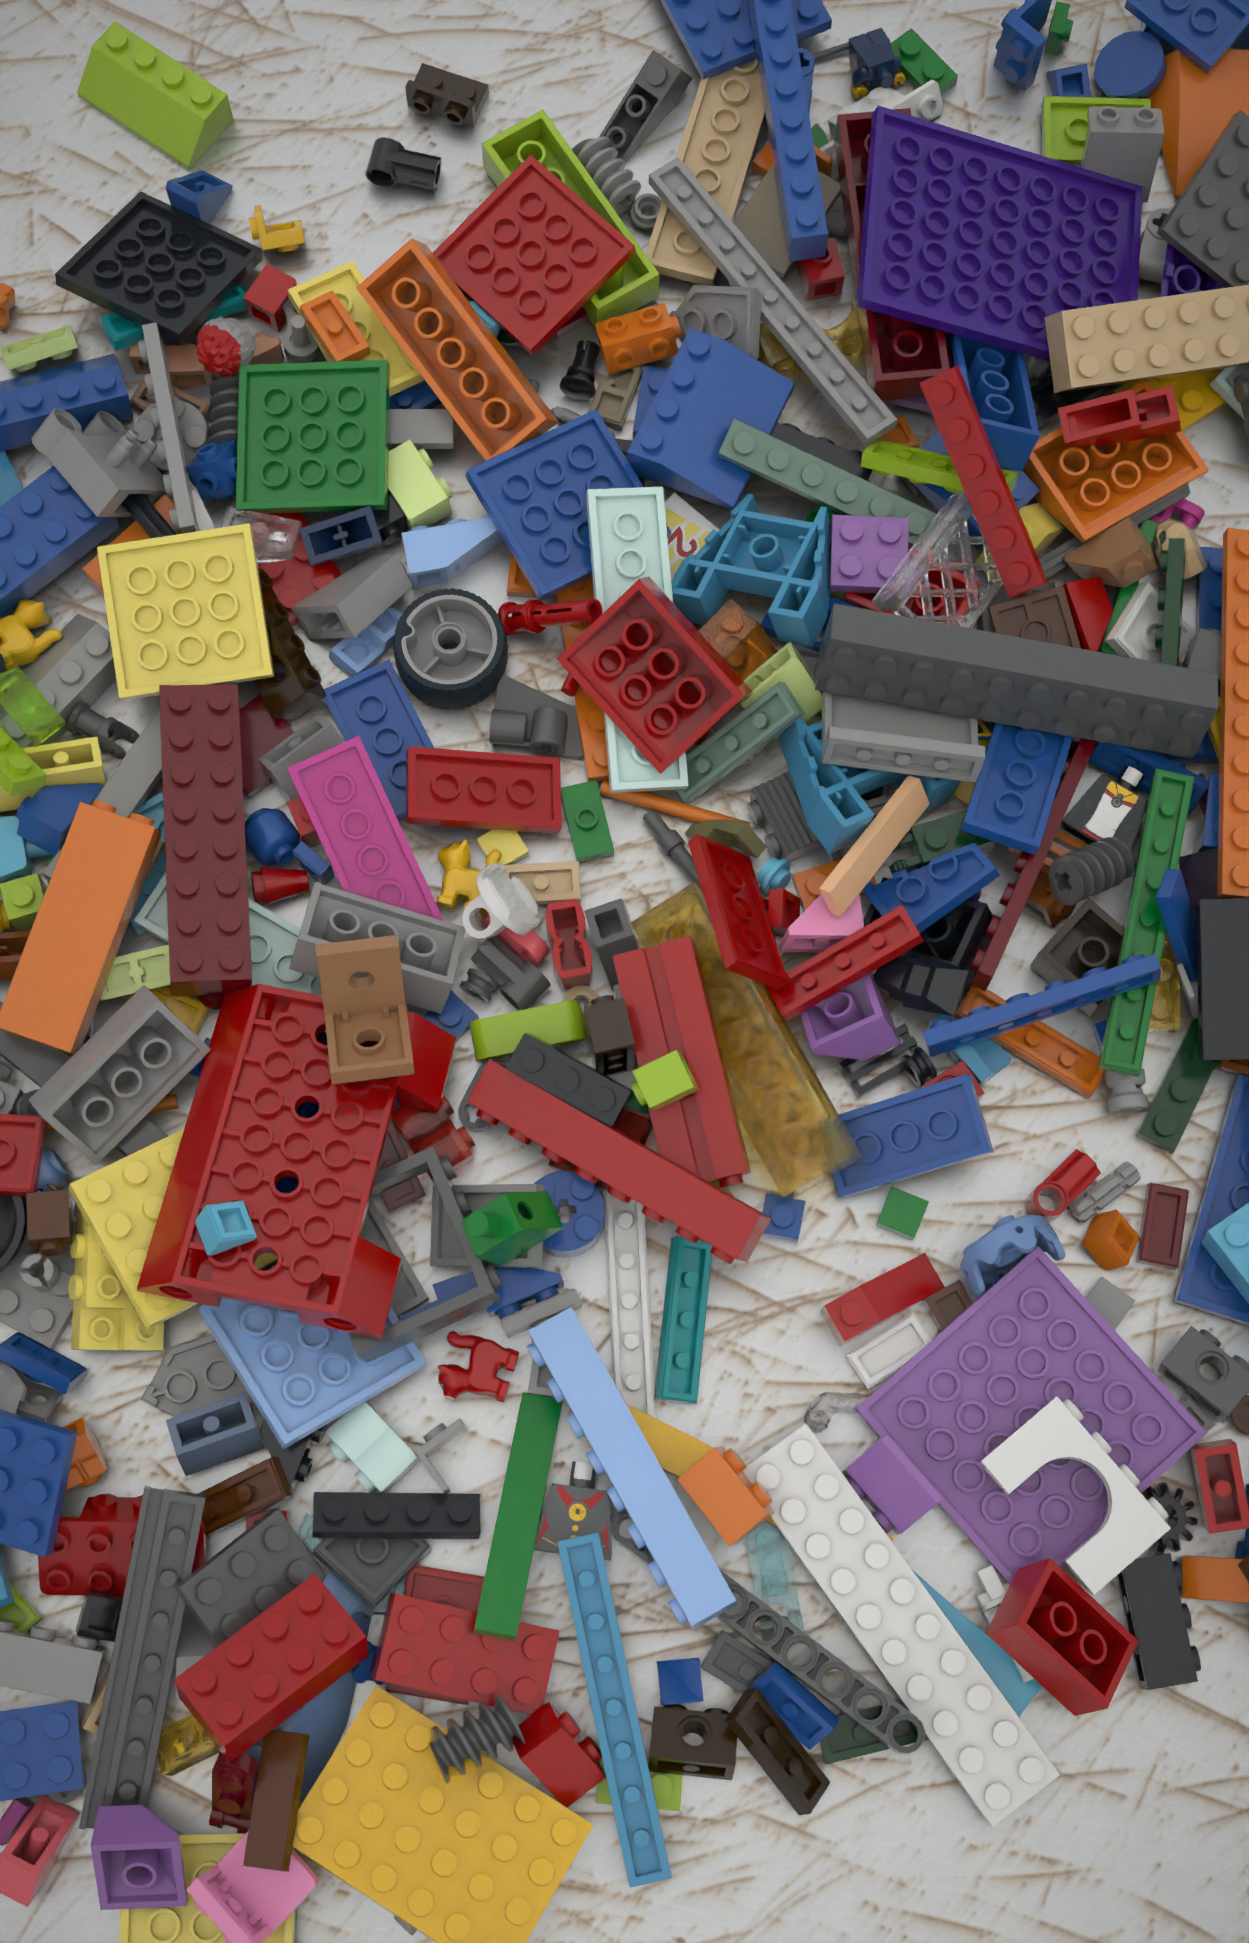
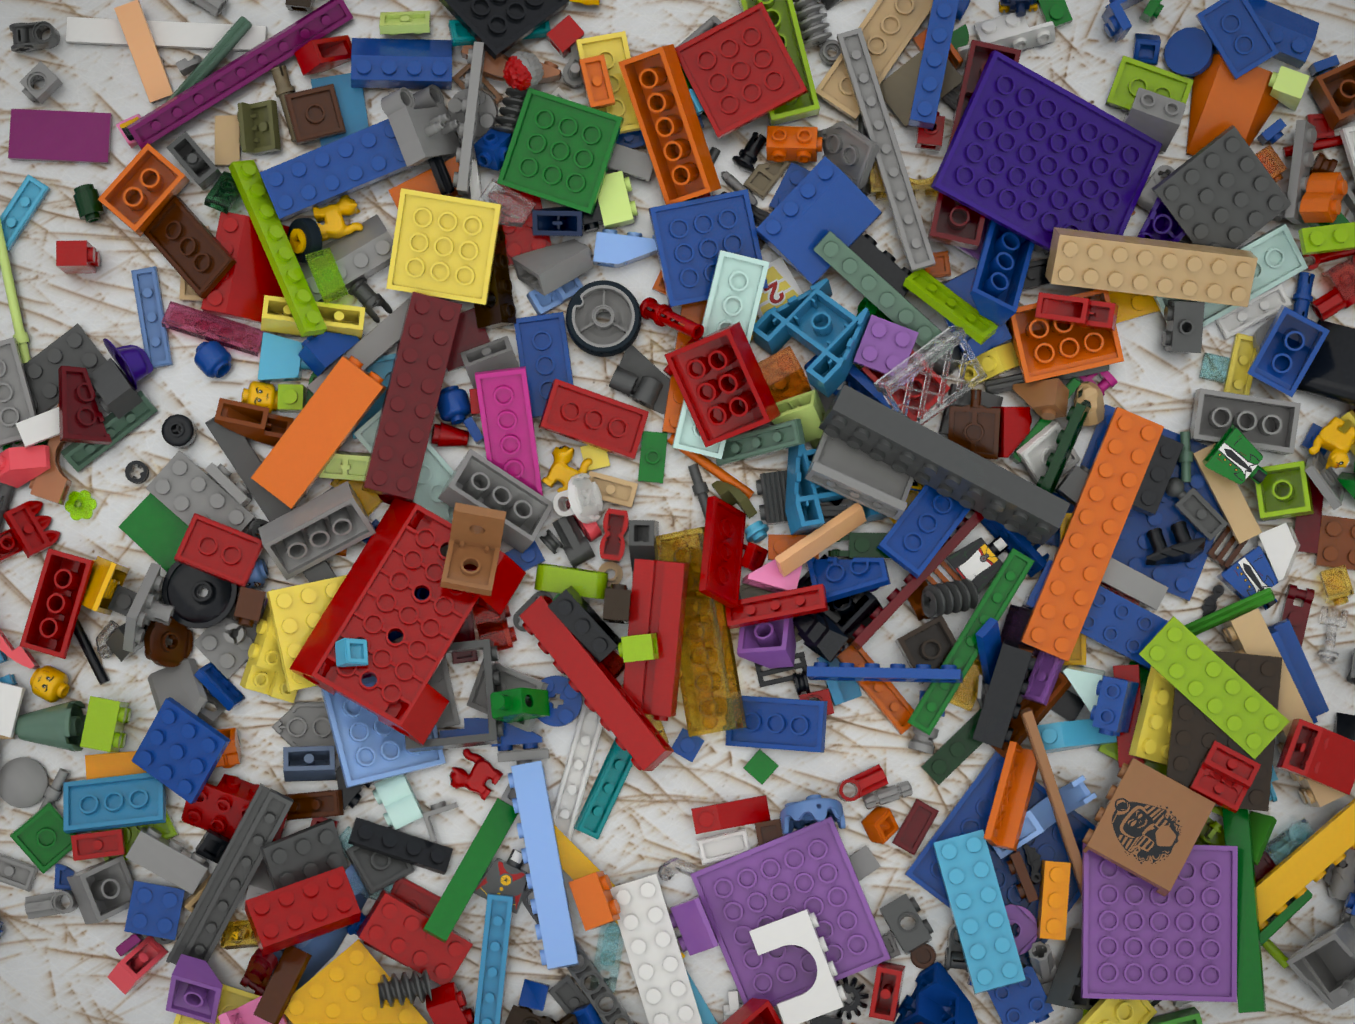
camera: 20 degrees right, 10 degrees up
(983, 481) = (969, 331): red plate -> none

